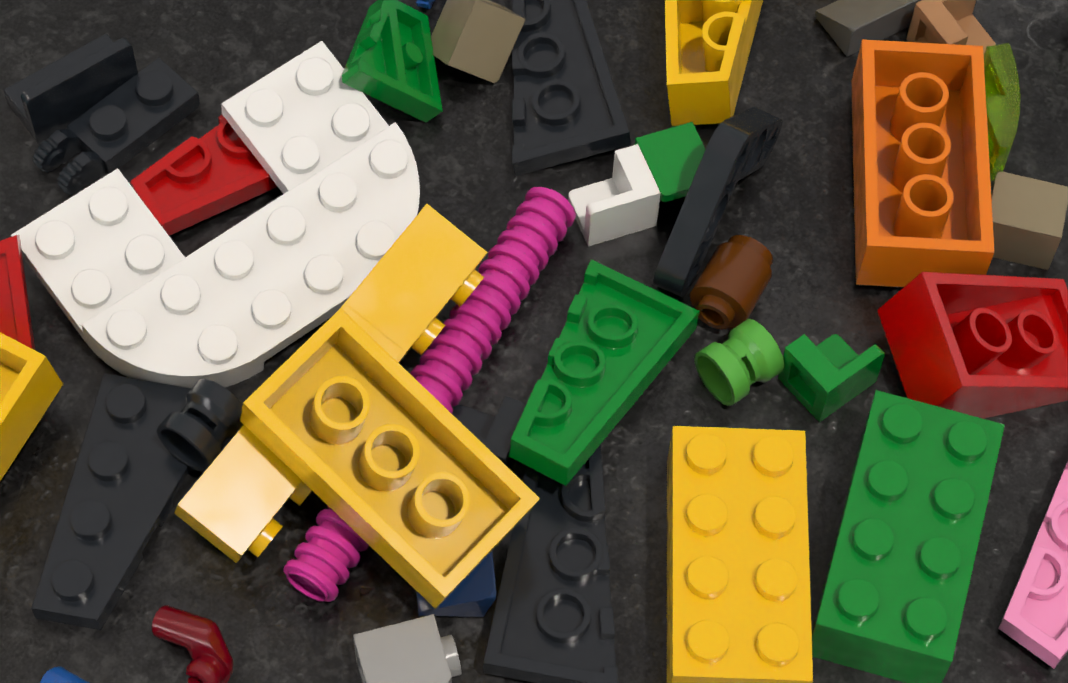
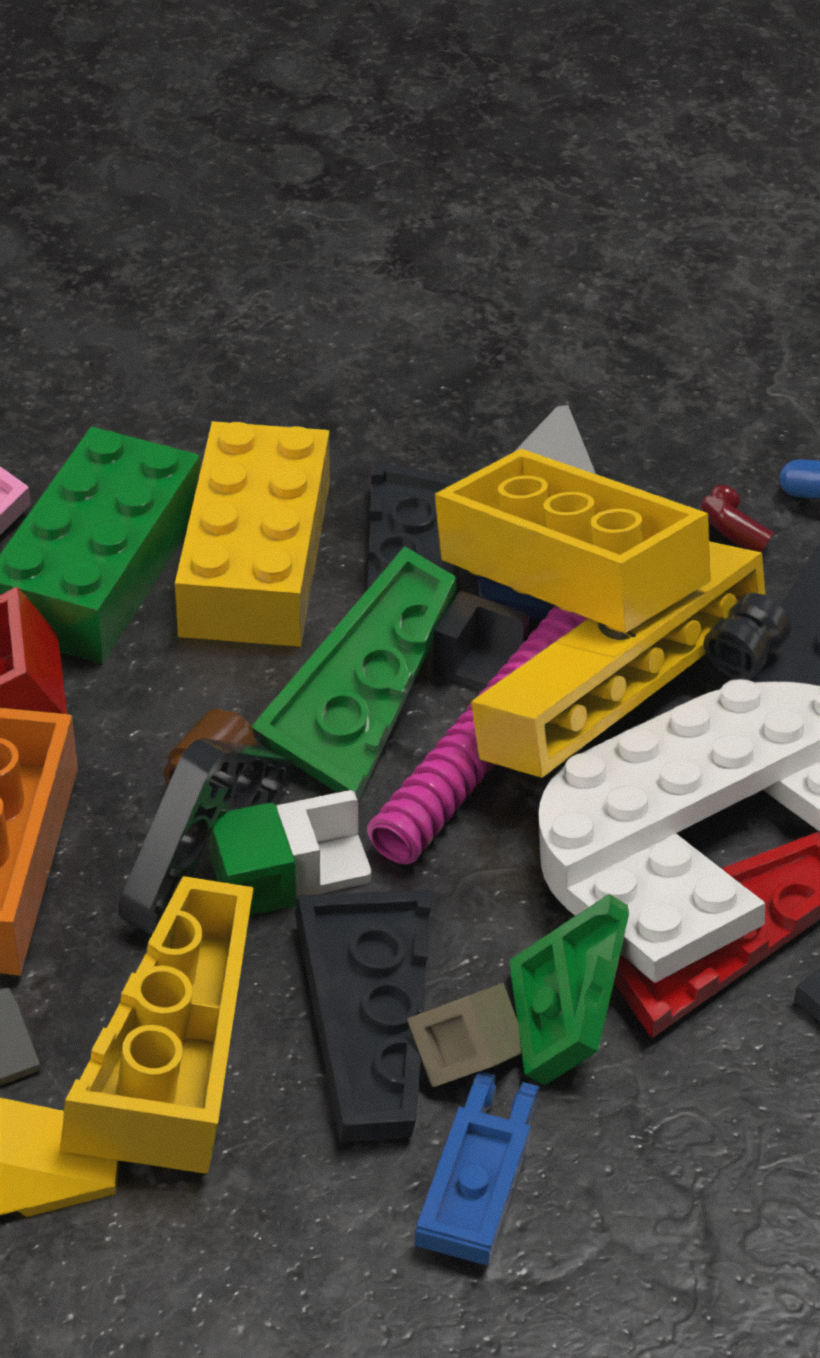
camera: 175 degrees left, 15 degrees down
(739, 362) = (222, 686): bright green wheel -> none
(828, 373) = (127, 680): green panel -> none

